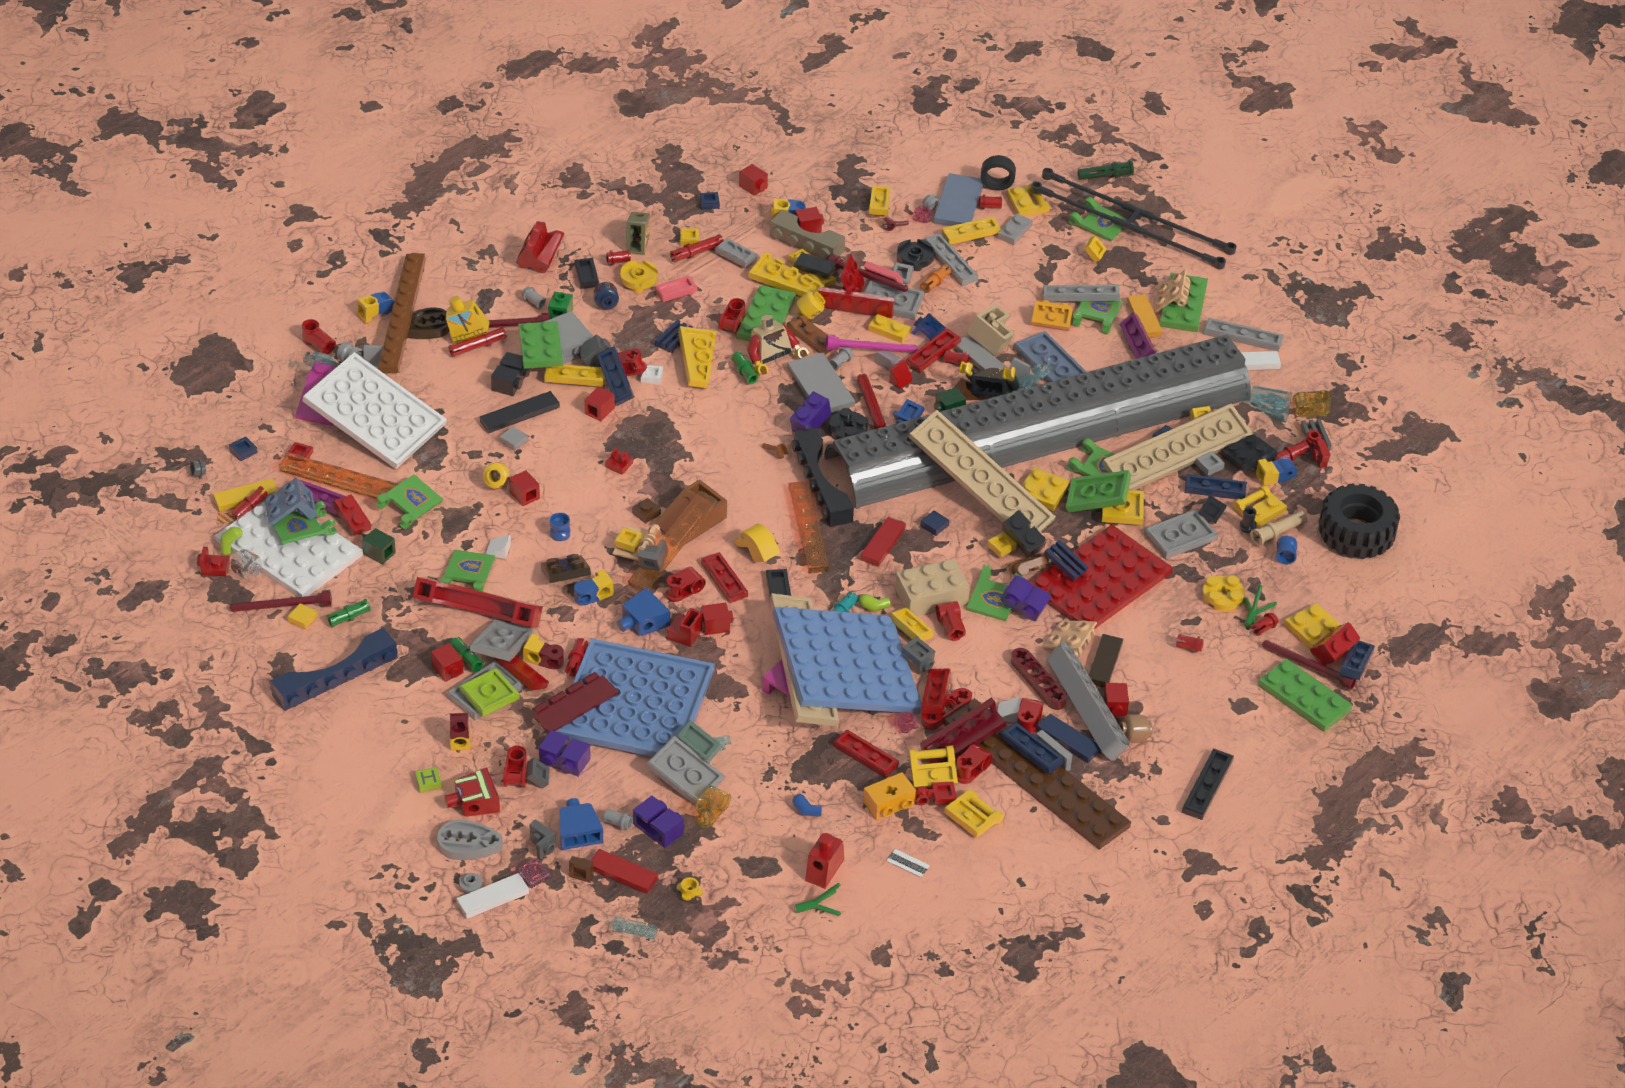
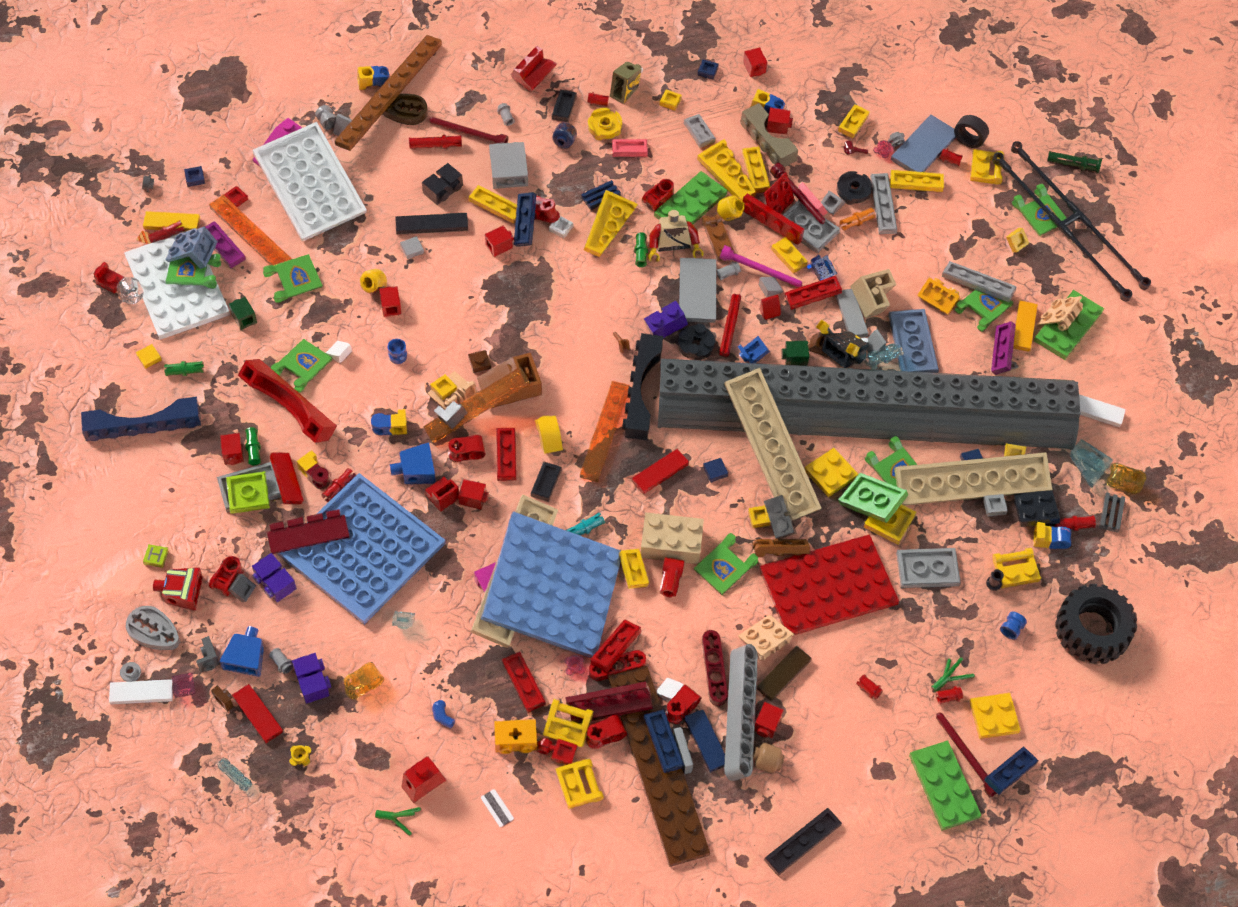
camera: 25 degrees right, 15 degrees up
(229, 537) = (128, 260): lime arm -> none
(317, 337) = (309, 90): red piece -> none
(320, 358) = (294, 117): clear light blue tile -> none
(323, 598) = (173, 346): dark red piece -> none
(352, 515) = (239, 274): red plate -> none
(460, 730) = (200, 520): dark red leg -> none
(465, 319) = (431, 119): yellow torso -> none
(501, 640) = (284, 446): light grey tile -> none
(540, 344) = (477, 167): bright green plate -> none
(560, 304) = (521, 131): green brick -> none
(566, 568) = (377, 395): dark brown plate -> none
(592, 348) = (521, 185): dark grey brick -> none
(618, 461) = (484, 304): red tile -> none
(684, 770) = (360, 636): light grey tile -> none
(688, 251) = (664, 114): red pin -> none
(699, 741) = (384, 615): sand green tile -> none
(815, 265) = (758, 168): black tile -> none
(873, 604) = (614, 532): lime arm -> none
(920, 654) = (621, 602): dark grey bracket -> none
(956, 357) = (830, 308): red pin -> none
(1015, 229) = (958, 192): light grey plate -> none
(1025, 598) = (746, 582): dark purple brick -> none
(1068, 559) = (796, 543): dark blue tile -> none
(1212, 509) = (968, 555): black tile -> none
(1213, 592) = (938, 638): yellow plate -> none
(1215, 487) = (987, 531): dark blue tile -> none
(1244, 334) = (1105, 379): light grey tile -> none
(1272, 530) = (1011, 598): tan pin -> none
(1320, 452) = (1103, 534): red plate -> none
(1335, 643) = (999, 746): red brick -> none

